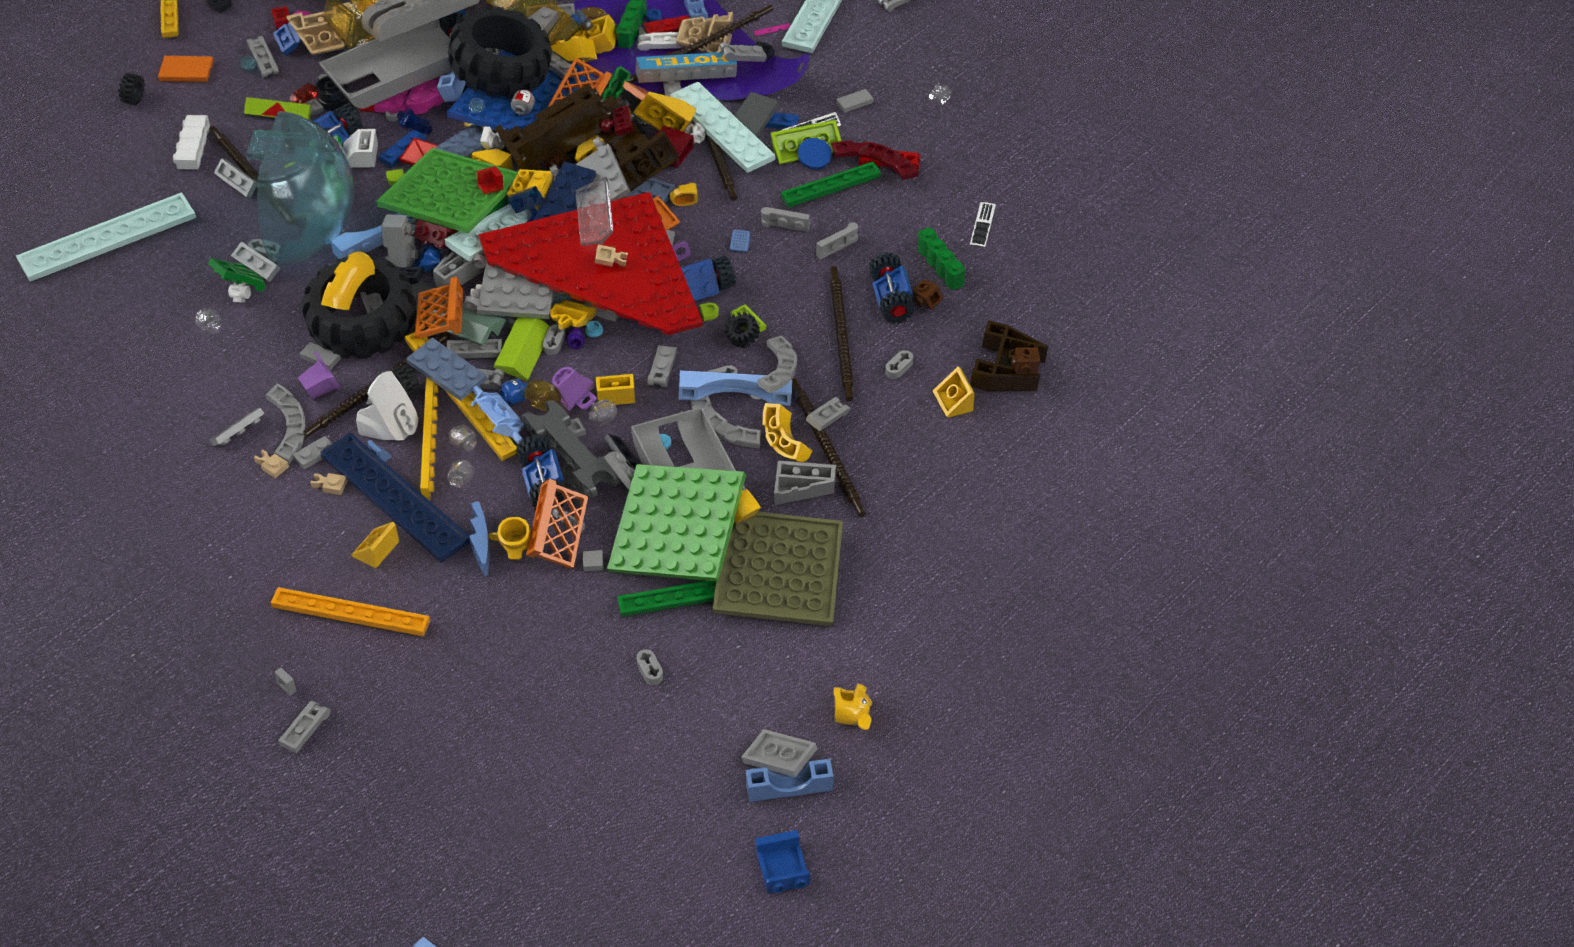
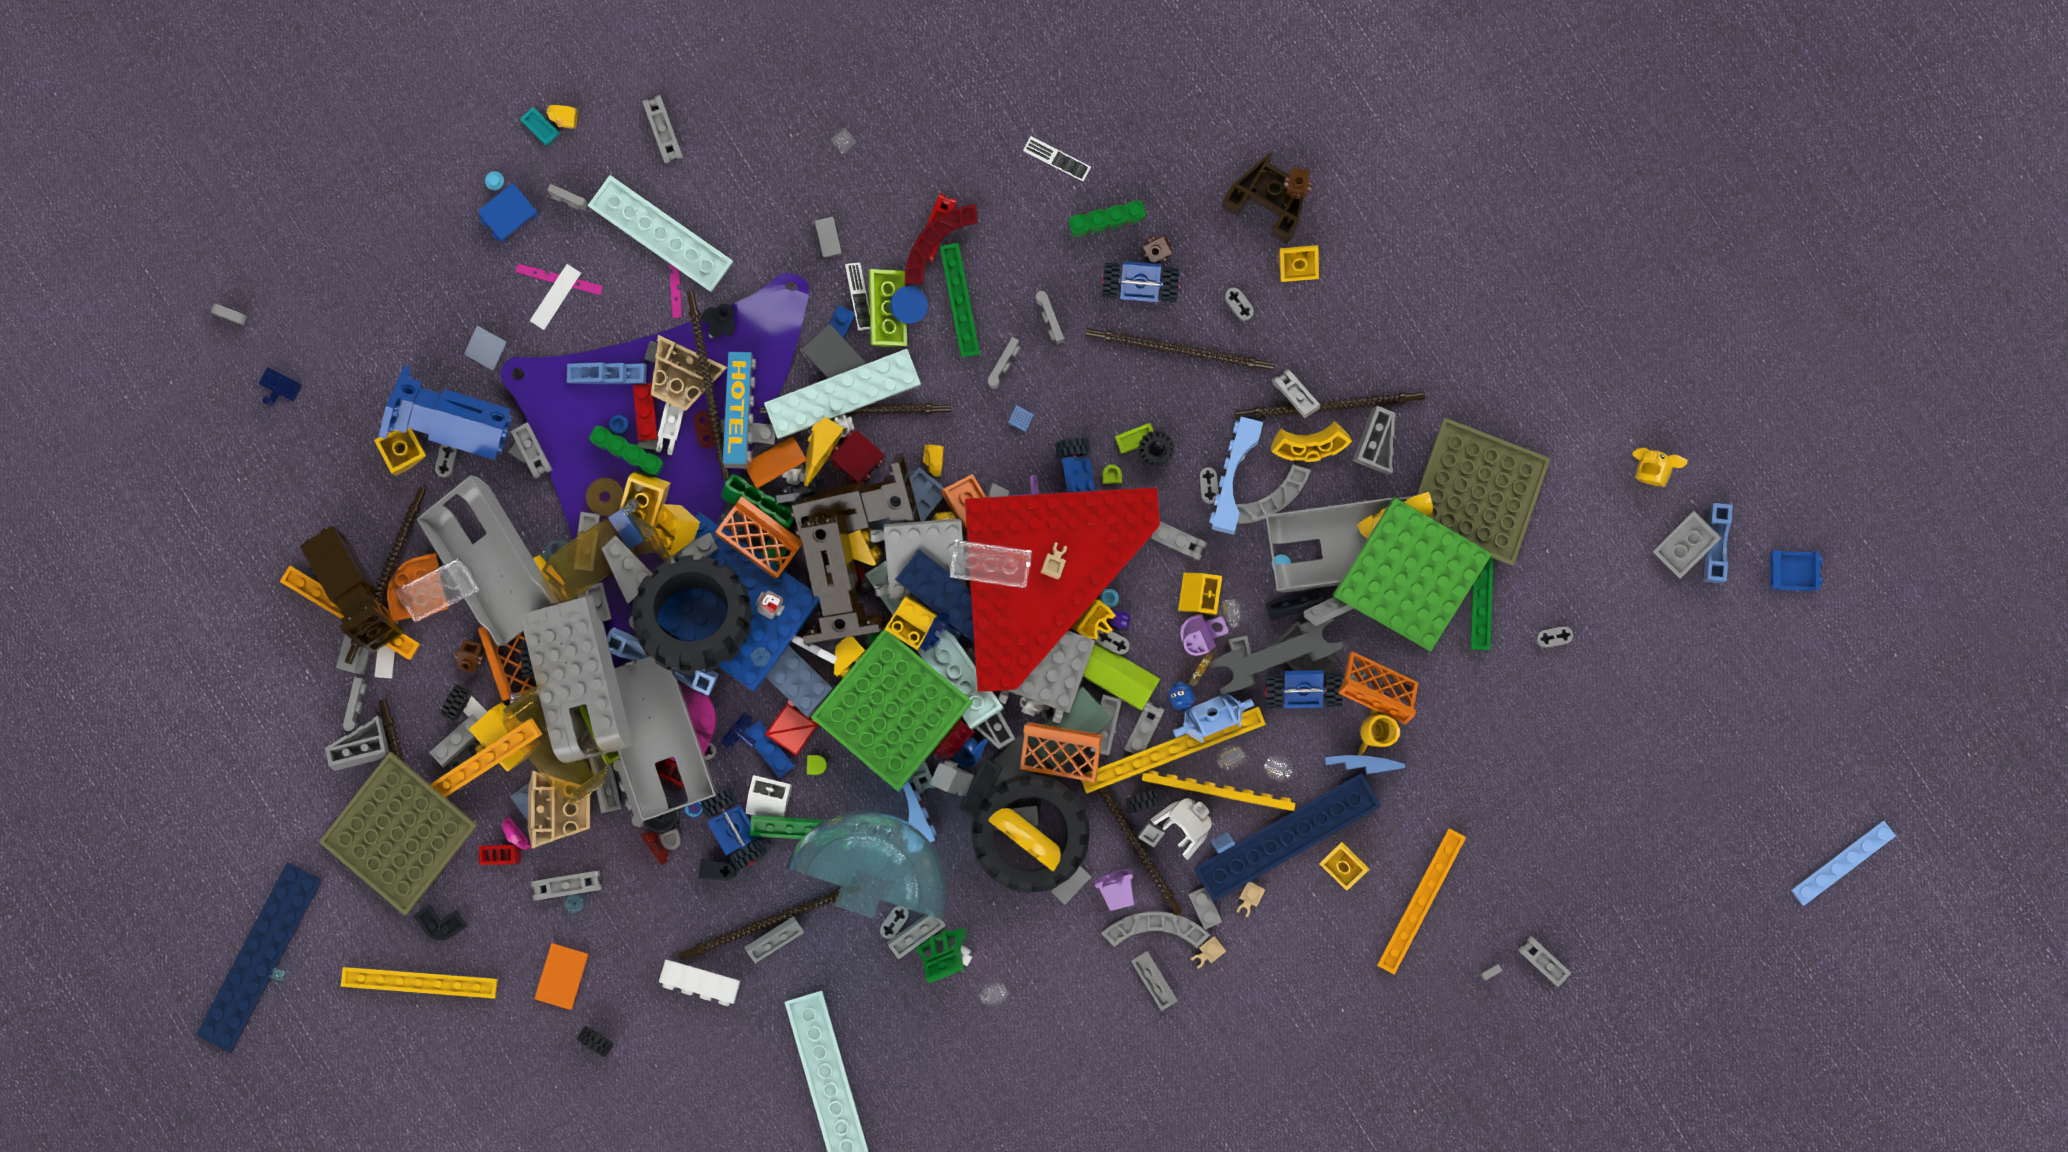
camera: 70 degrees left, 35 degrees up
(270, 108) = (669, 879): lime tile -> none
(287, 38) = (545, 854): blue plate -> none
(446, 369) = (1143, 758): sand blue plate -> none
(490, 180) = (902, 664): red panel -> none
(593, 560) = (1414, 662): light grey tile -> none
(621, 121) = (849, 504): dark red plate -> none
(743, 52) = (734, 340): light grey plate -> none
(786, 365) = (1220, 416): light grey tile -> none

